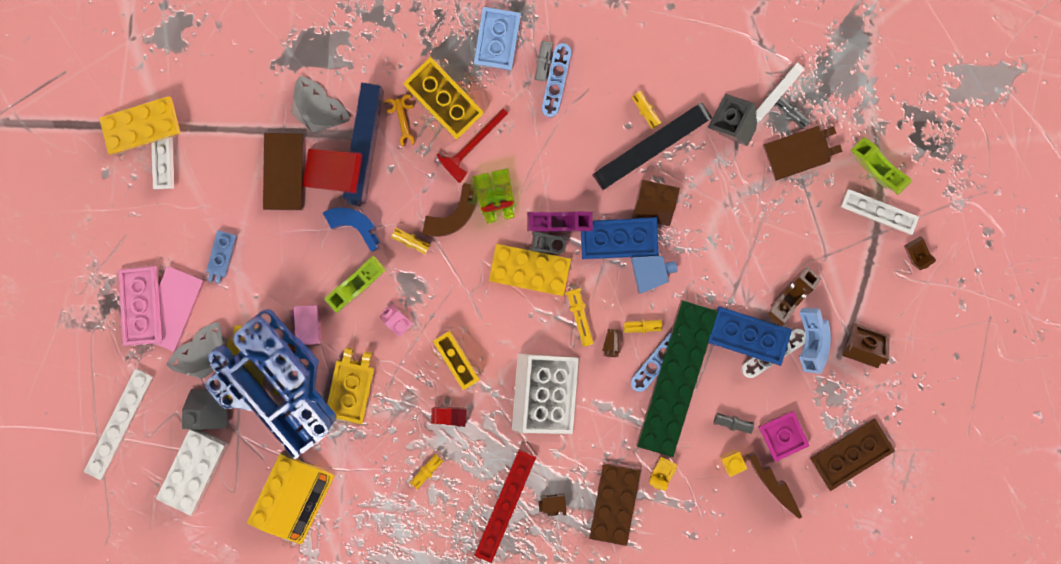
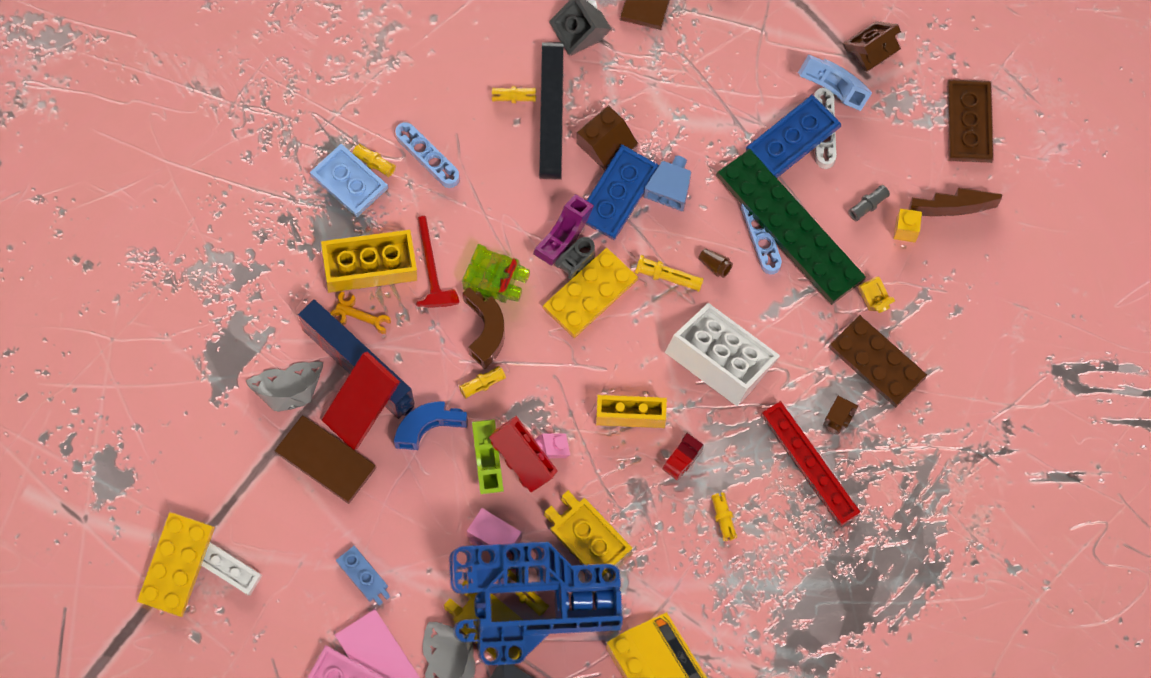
camera: 60 degrees left, 20 degrees down
(372, 308) = (523, 454): none -> red brick
(525, 45) = (374, 160): none -> yellow pin
(543, 61) = (400, 154): light grey pin -> none
(643, 326) = (718, 224): yellow axle -> none
(783, 436) = (911, 167): dark pink plate -> none
(793, 295) = (779, 74): reddish brown arch -> none

